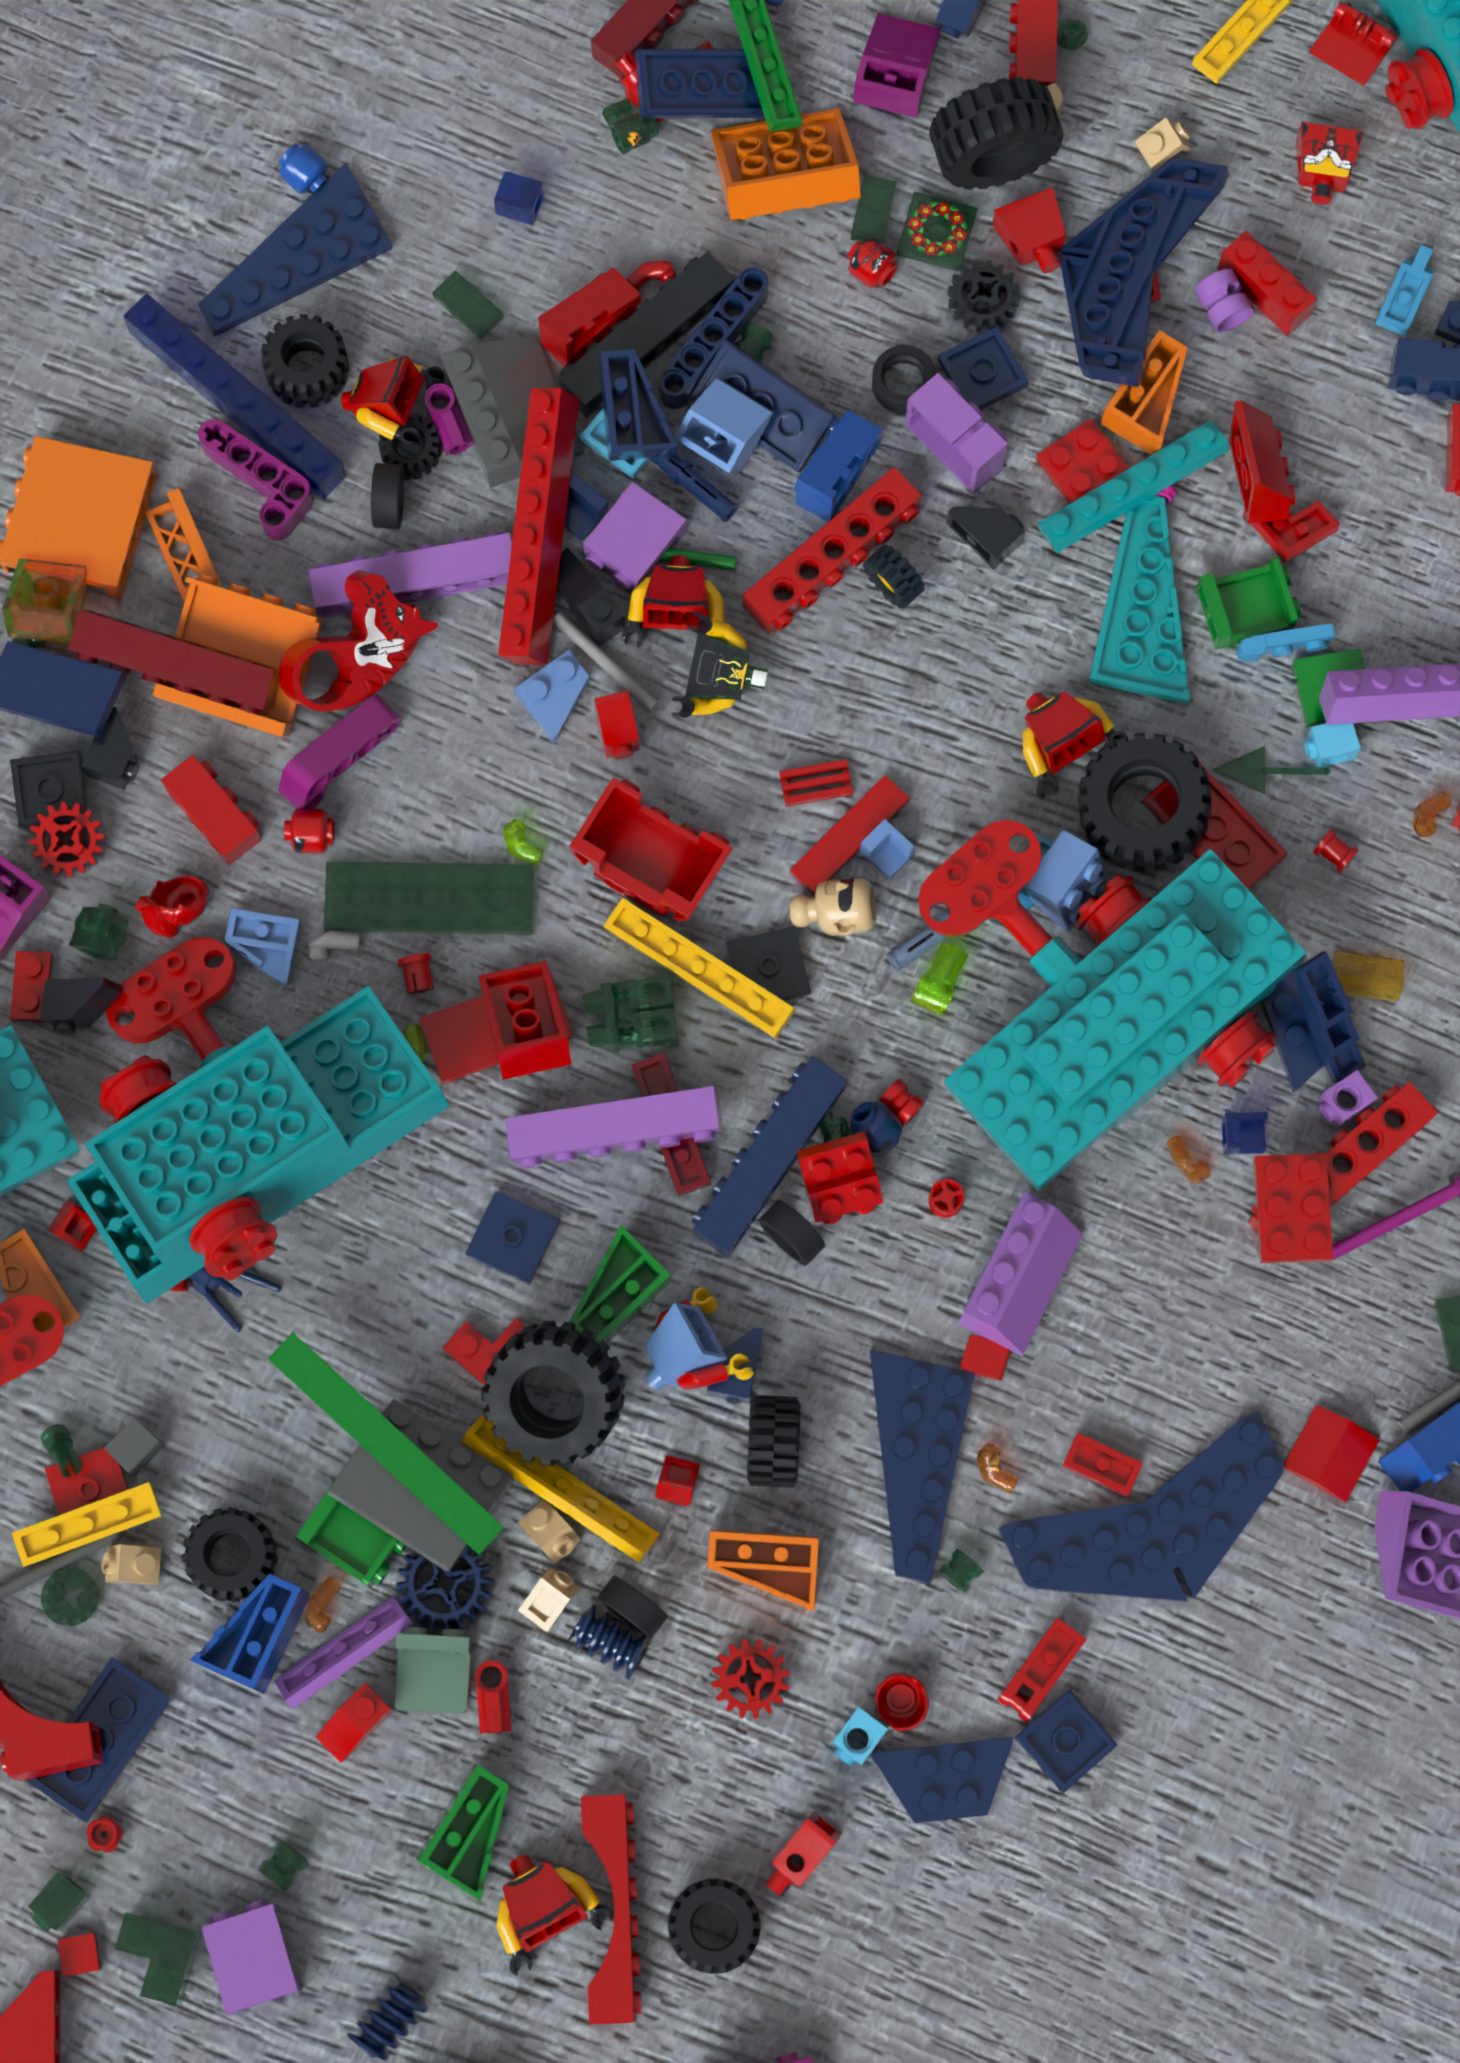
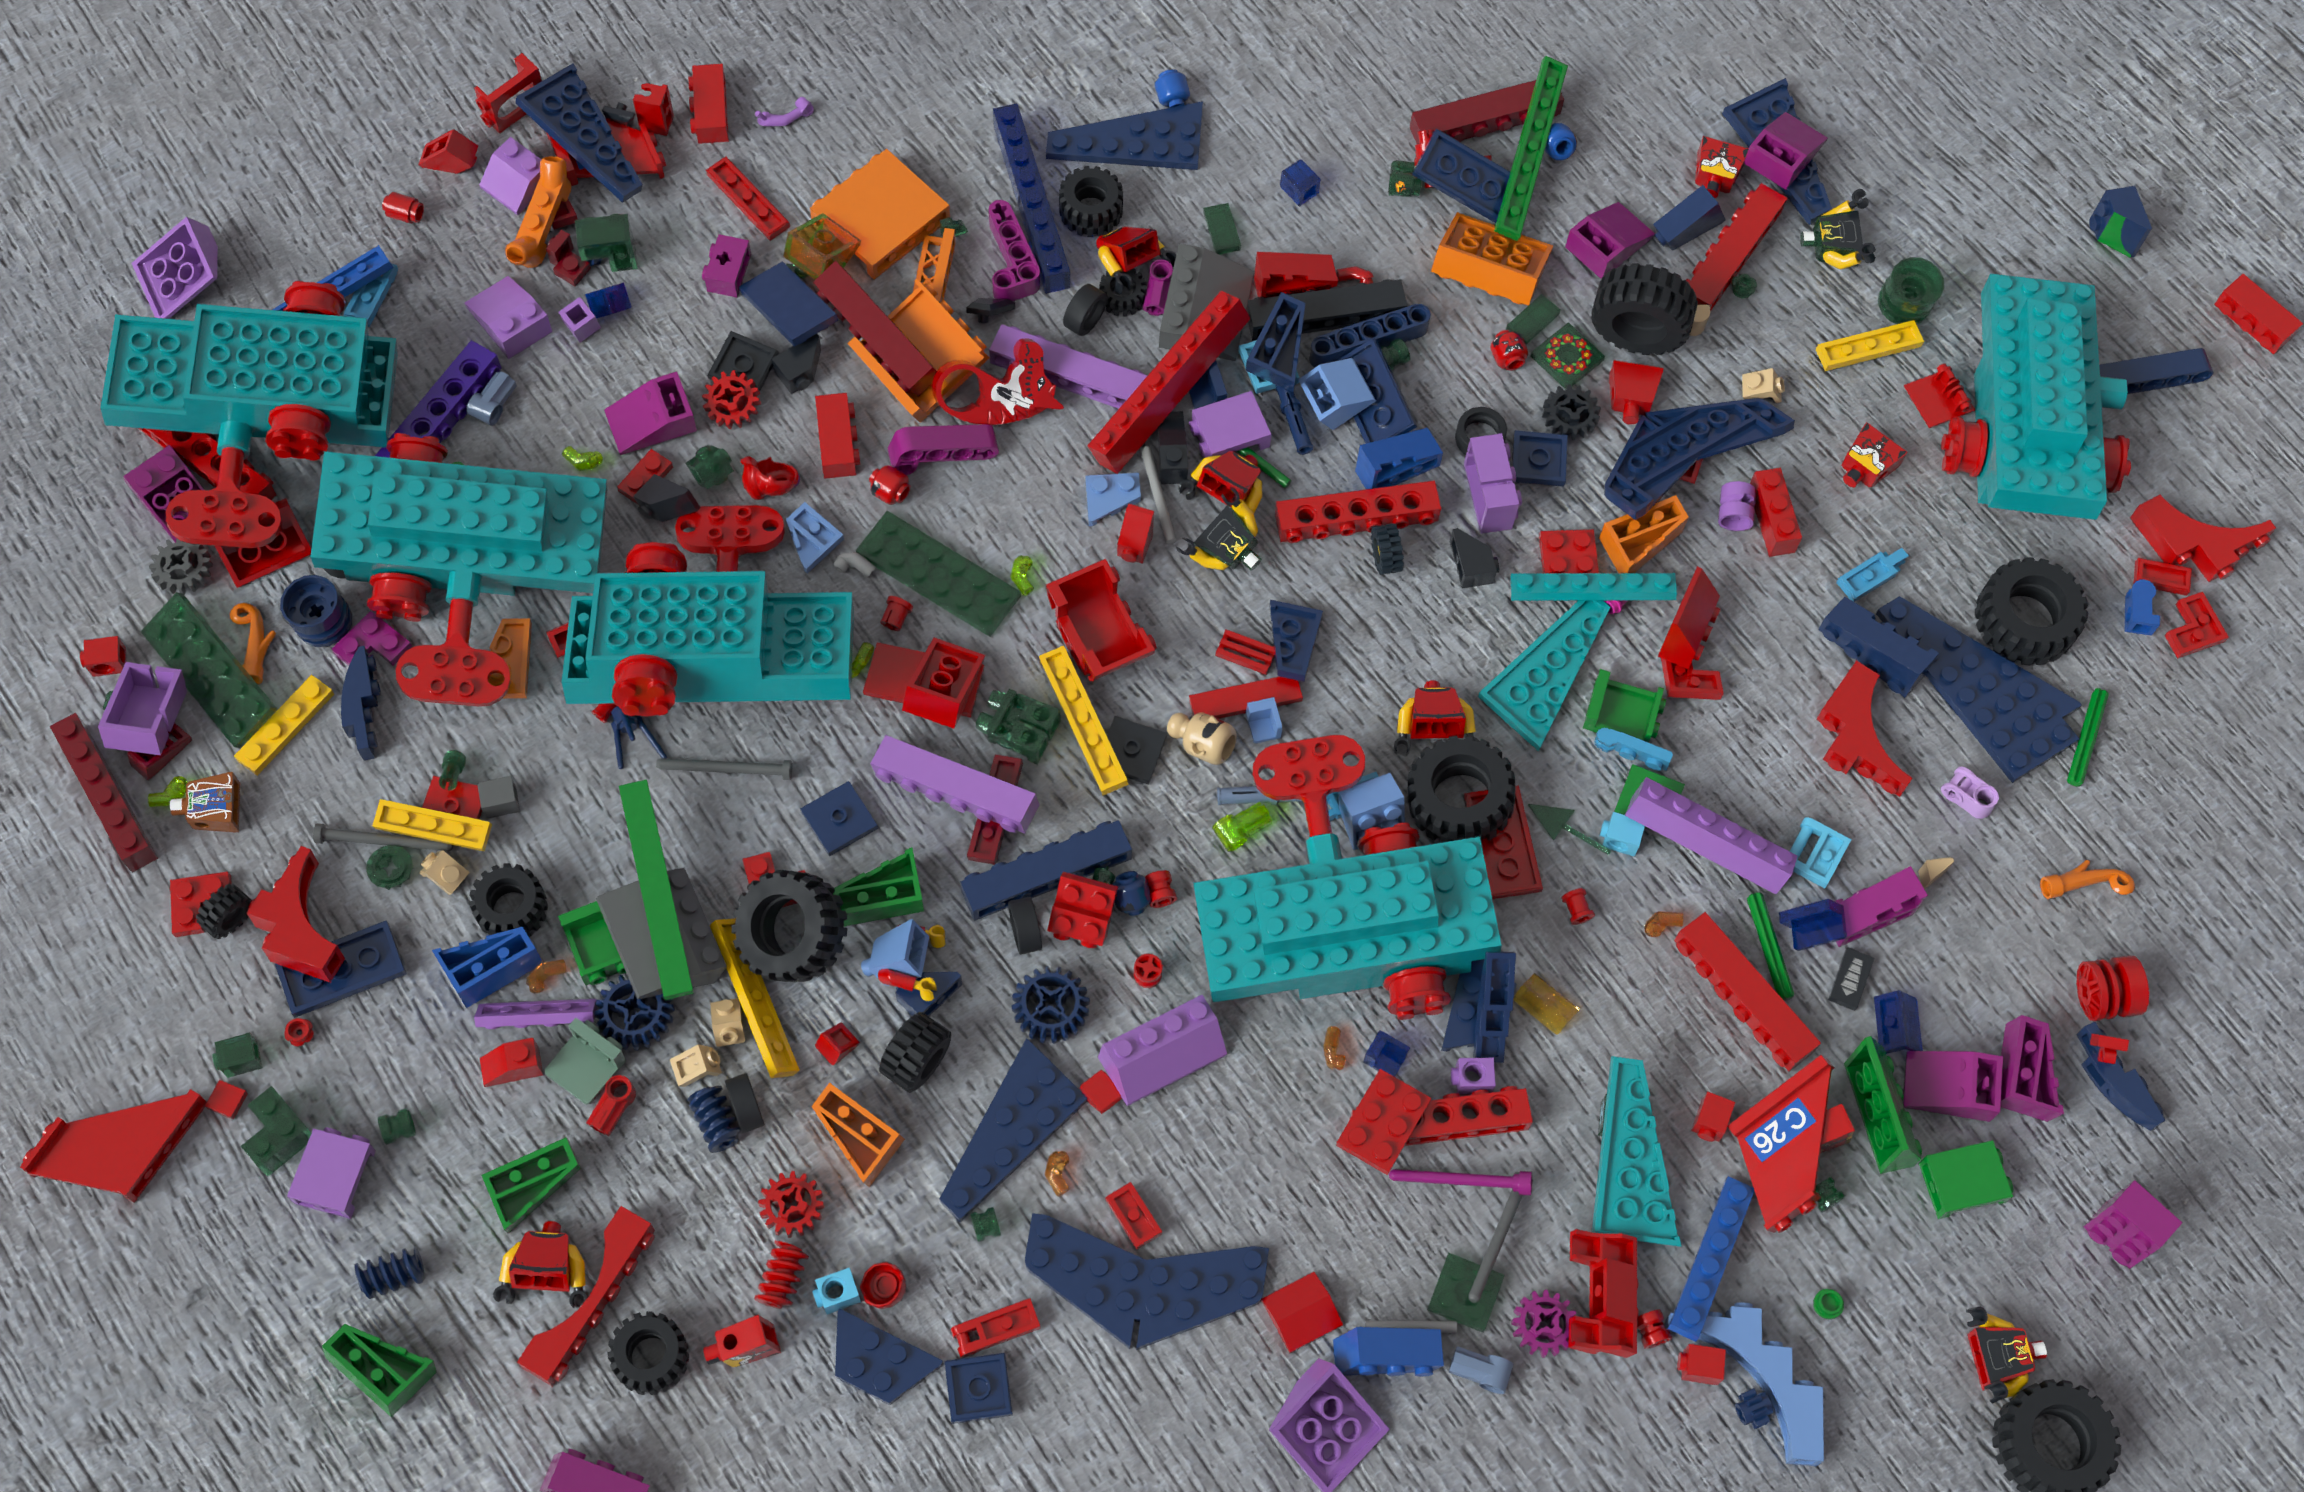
camera: 30 degrees right, 10 degrees down
(167, 484) = (958, 225): none -> clear green tile
(276, 556) = (988, 307): none -> black piece
(353, 1257) = (727, 767): none -> dark grey bar
(793, 1758) = (781, 1275): none -> red piece
(858, 736) = (1294, 637): none -> dark blue wing
(888, 1302) = (1037, 986): none -> dark blue gear

